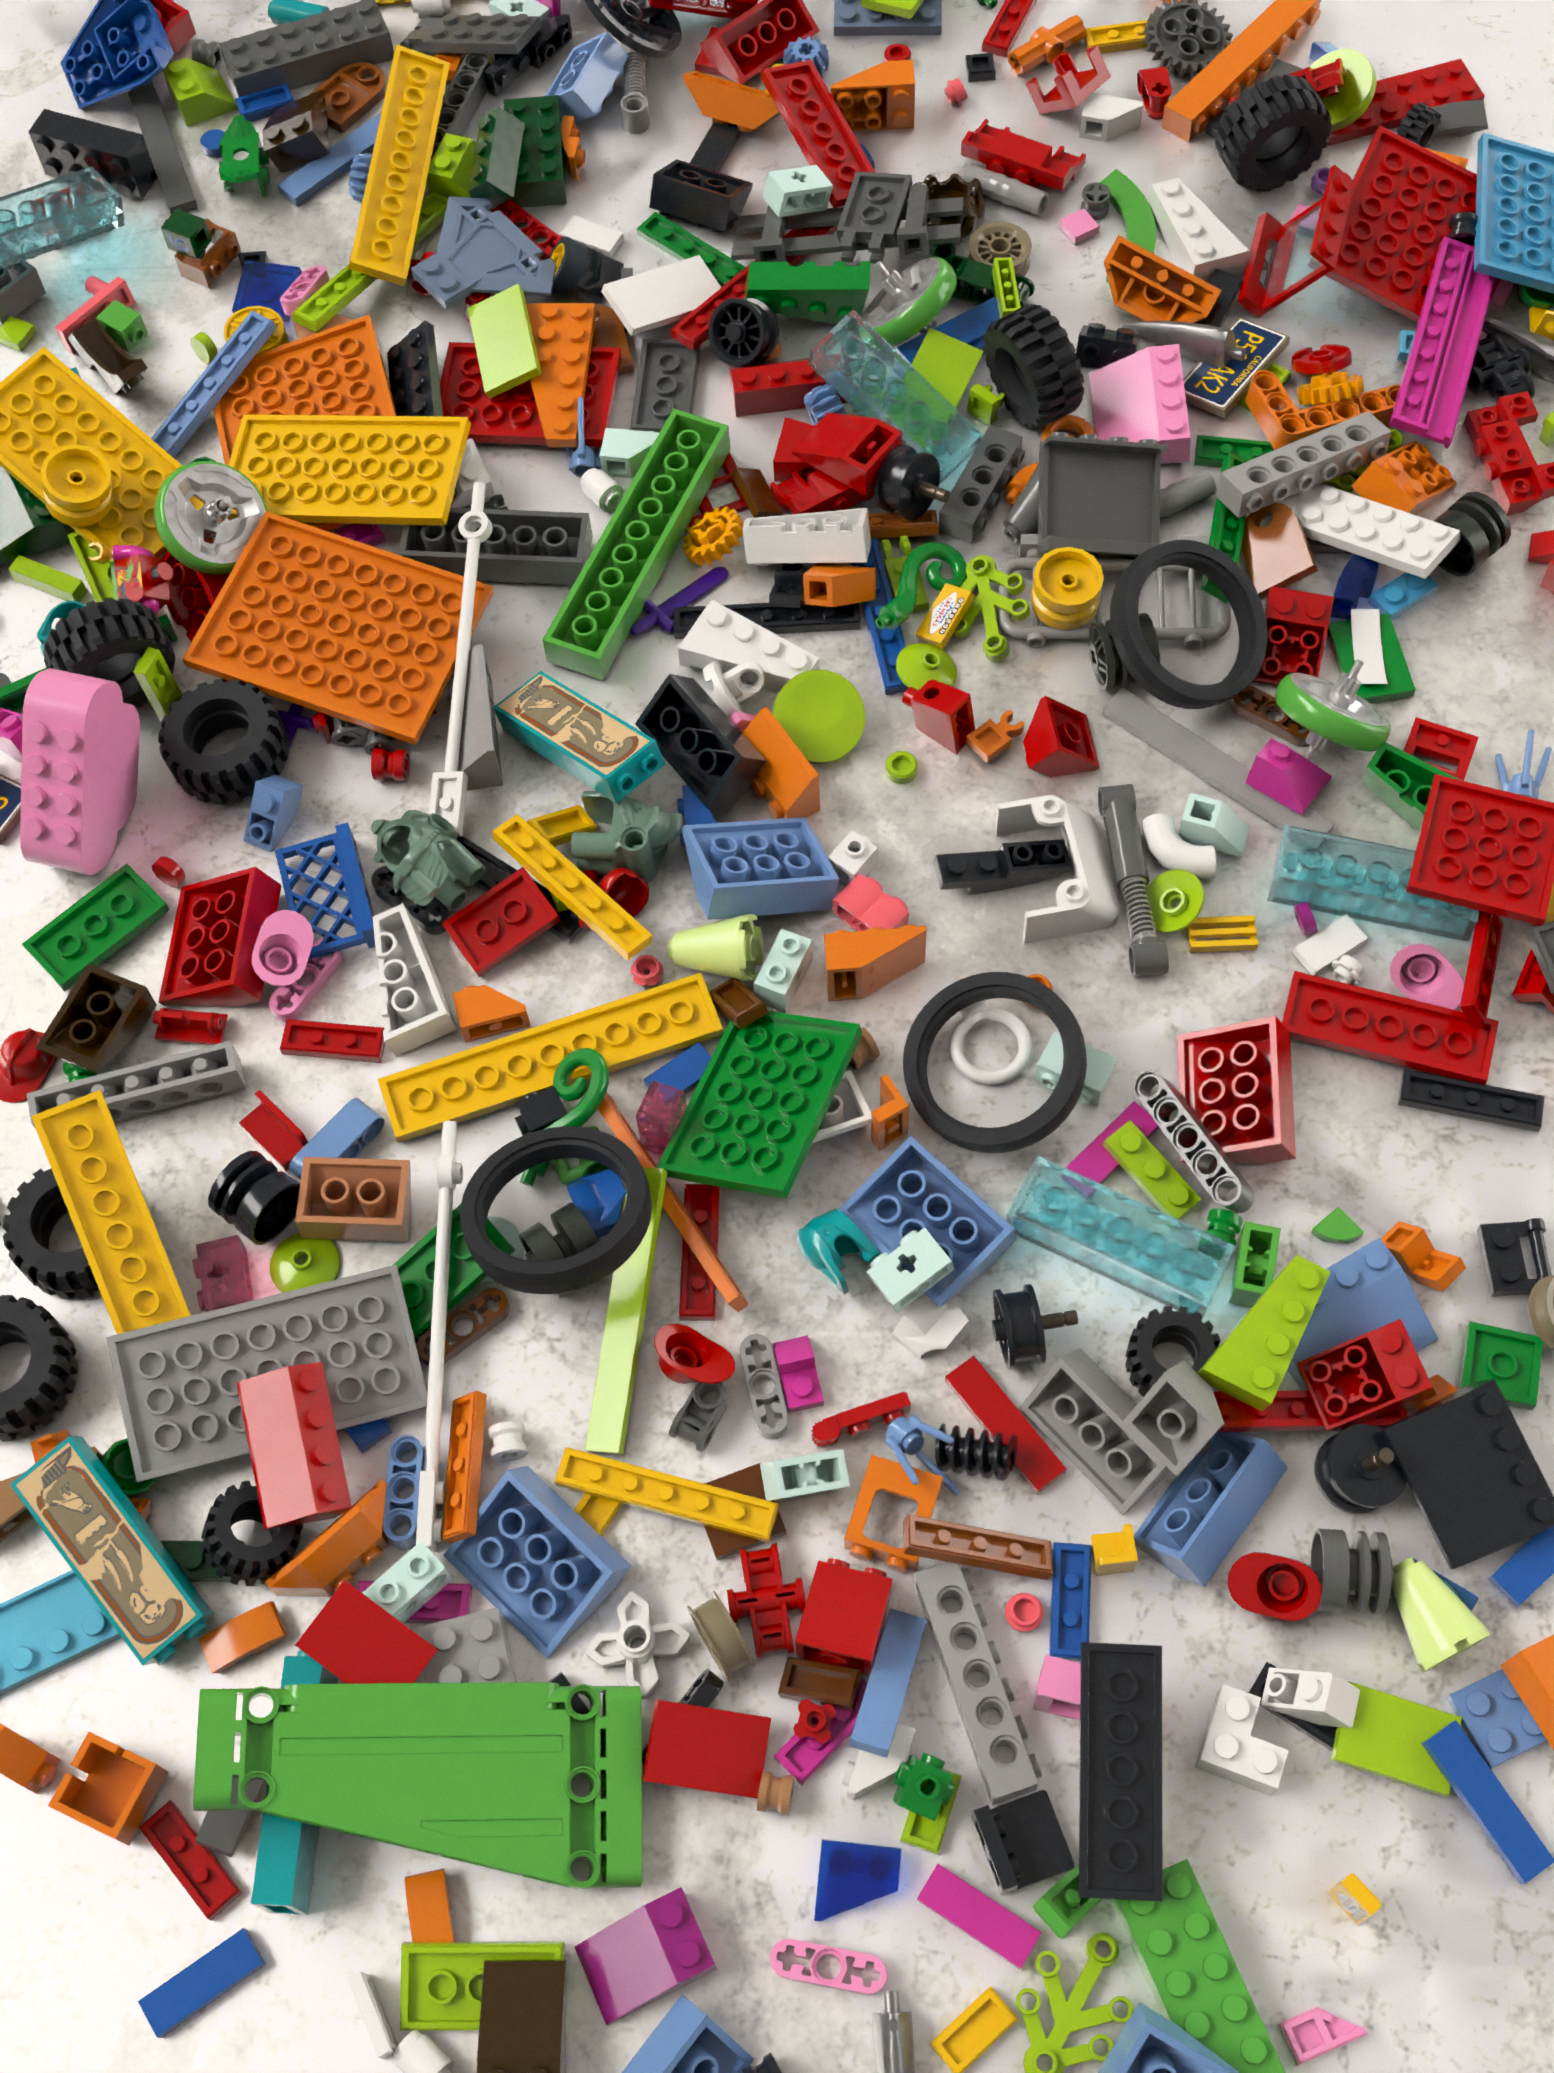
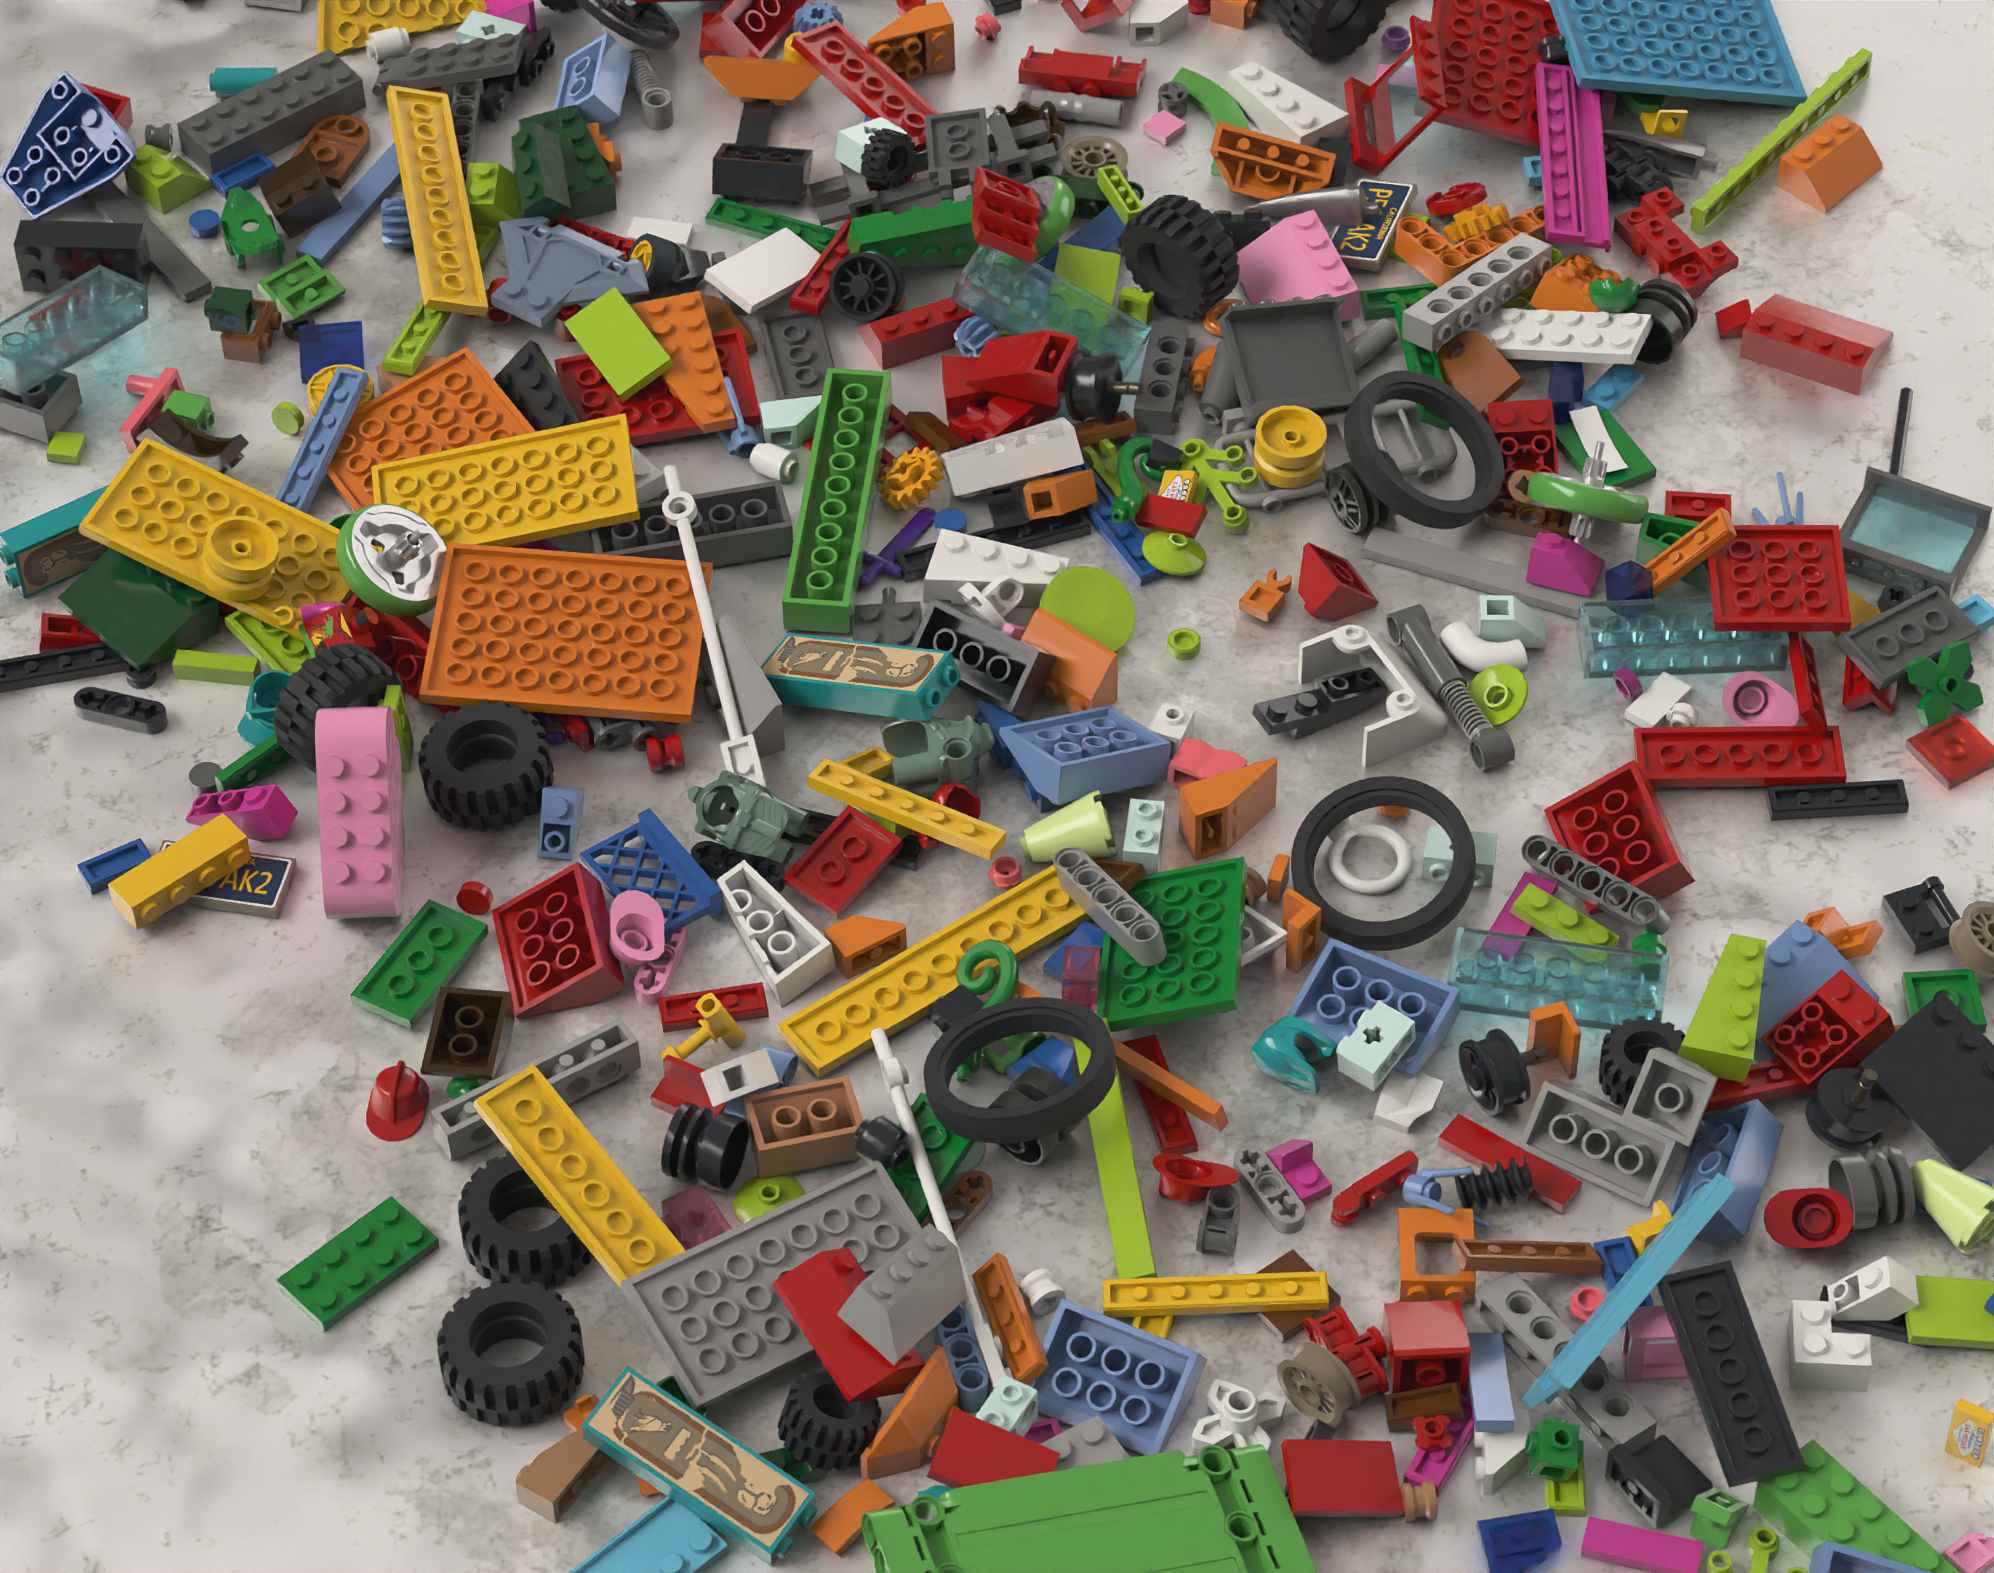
camera: 20 degrees left, 15 degrees down
(189, 1026) = (552, 1029): red hinge -> none
(267, 222) = (300, 288): none -> bright green slope
(303, 288) = (376, 340): bright pink beam -> none
(309, 1137) = (739, 1077): none -> white slope
(313, 1067) = (715, 1025): none -> yellow bar
(352, 1436) = (907, 1294): none -> light grey slope
(408, 1245) = (882, 1142): none -> black head
(633, 683) = (888, 621): none -> dark grey plate
(715, 1044) = (1110, 906): none -> light grey beam
(735, 588) = (950, 519): none -> blue tile
(795, 201) = (901, 152): none -> black tyre
(804, 1474) = (1342, 1240): light aqua brick -> none
(879, 291) = (1005, 214): none -> red slope
(893, 1046) = (1278, 878): none -> orange tile
(934, 632) = (1171, 515): none -> red tile
(942, 713) = (1208, 584): red torso -> none
(949, 566) = (1162, 455): none -> black tile
(1053, 1639) = (1630, 1291): none -> medium azure plate
(1091, 1297) = (1558, 1032): none -> orange panel
(1222, 928) = (1550, 711): yellow tile -> none
(1254, 1263) = (1689, 969): bright green brick -> none
(1275, 672) = (1517, 486): none -> medium nougat wheel
(1337, 1228) = (1758, 928): bright green tile -> none
(1341, 815) = (1629, 582): none -> clear blue brick
(1399, 802) = (1691, 550): none -> orange tile
(1431, 505) = (1613, 297): none -> green hair

